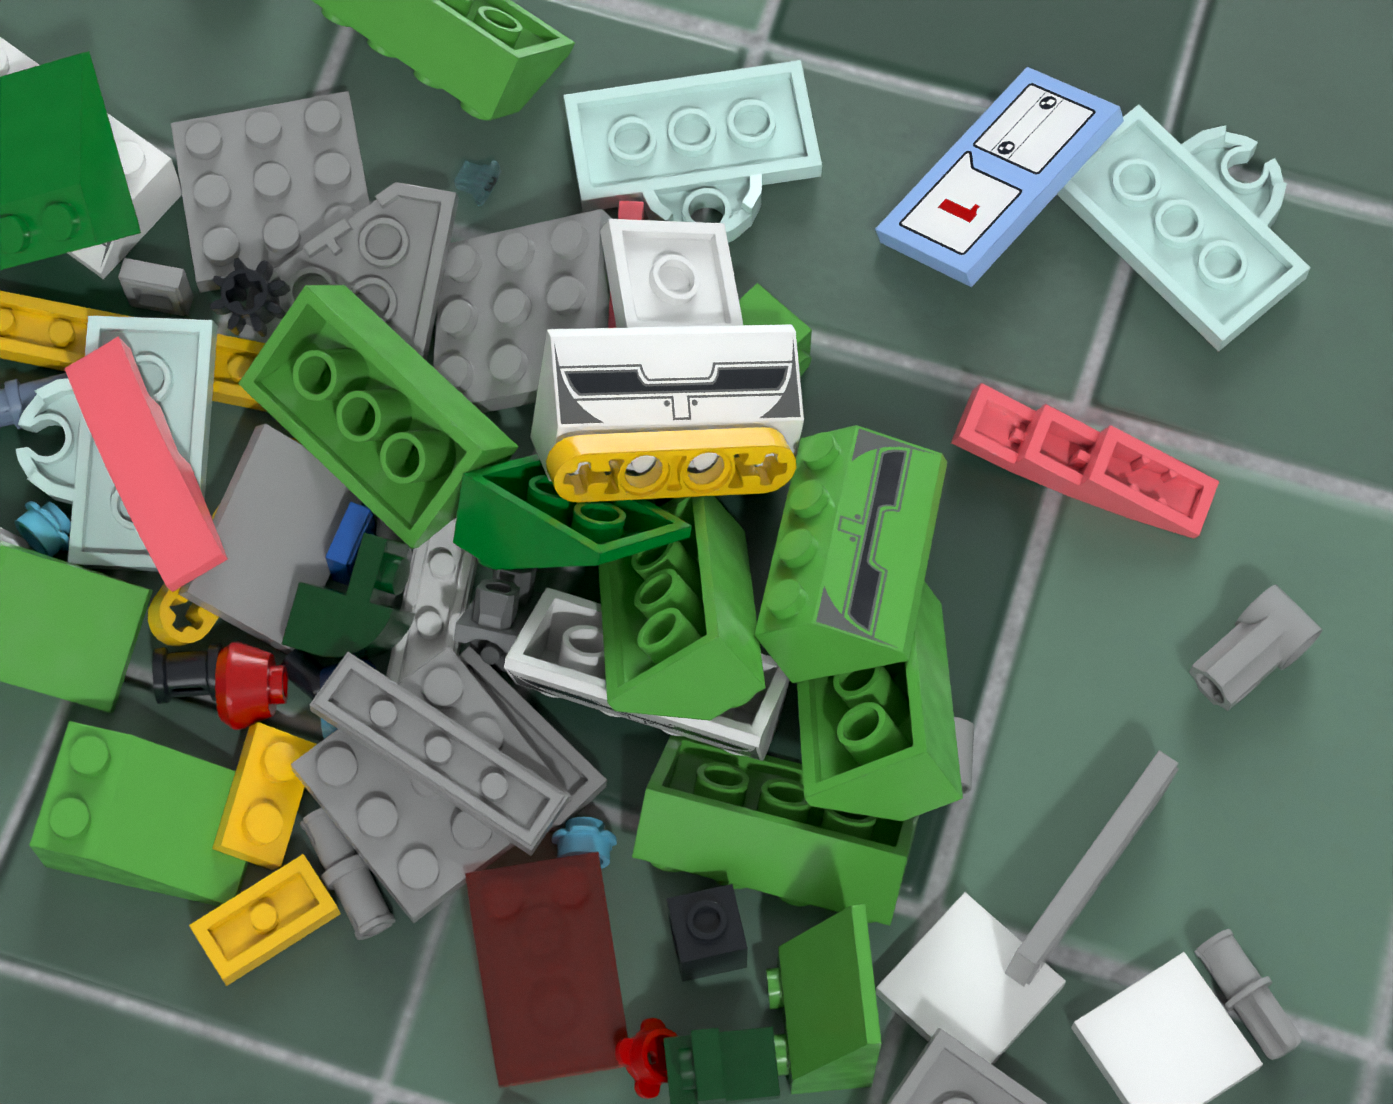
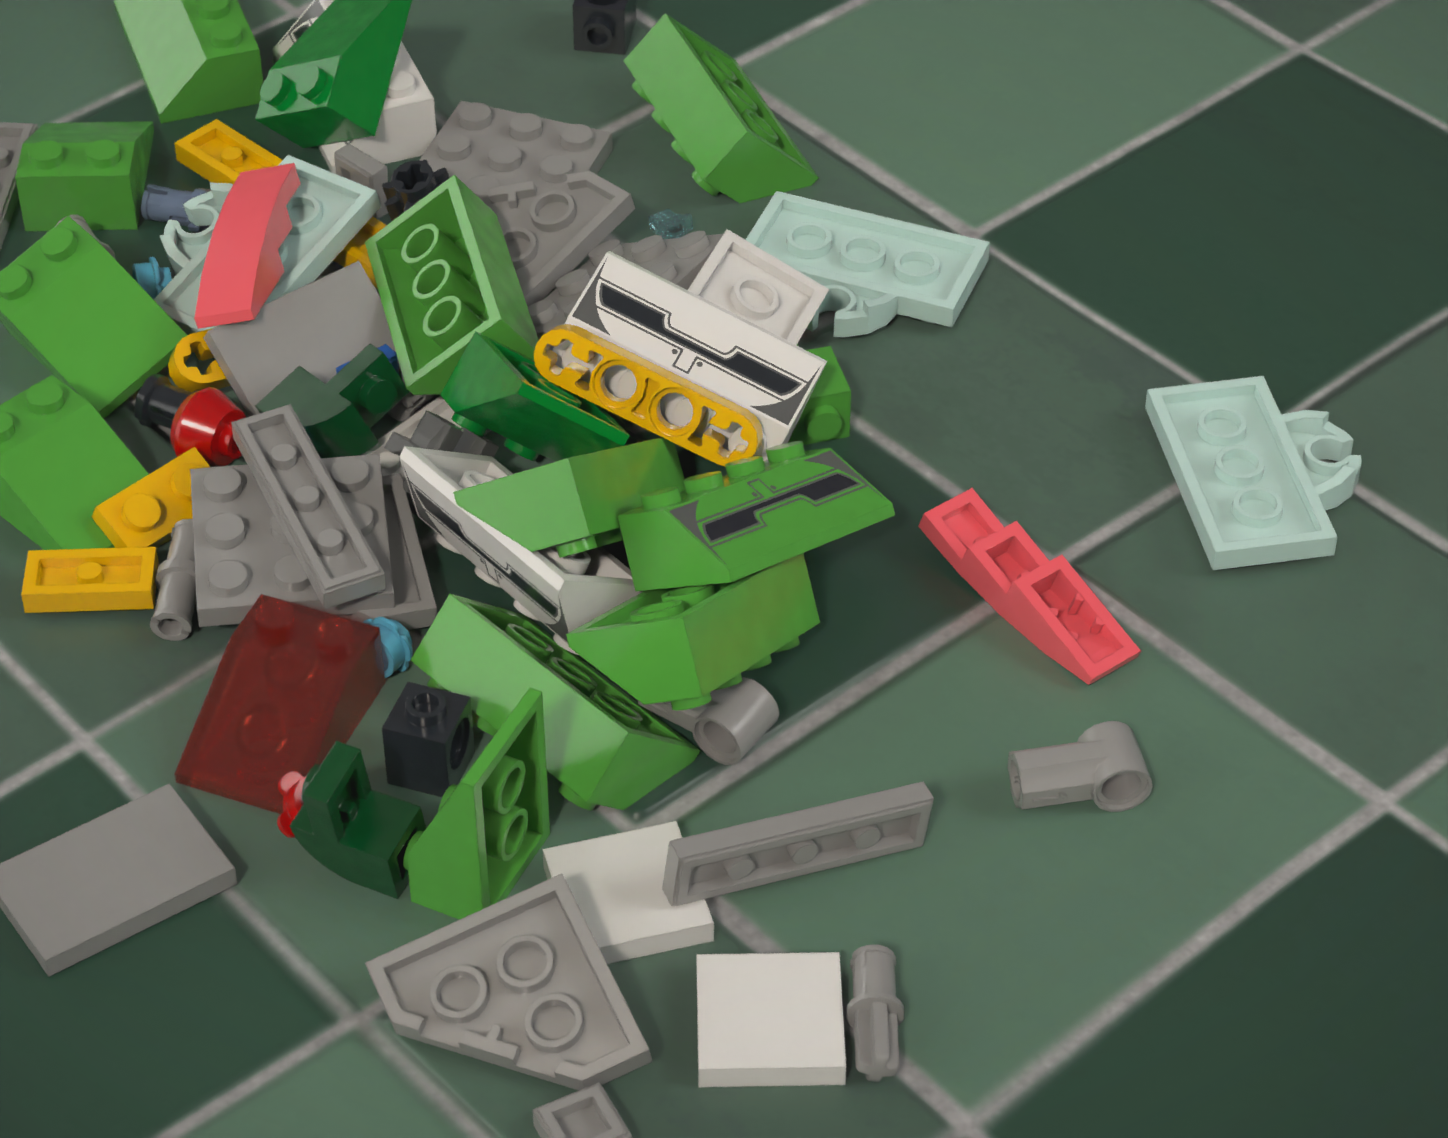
camera: 30 degrees right, 25 degrees down
(999, 176) = (1102, 374): tile -> none

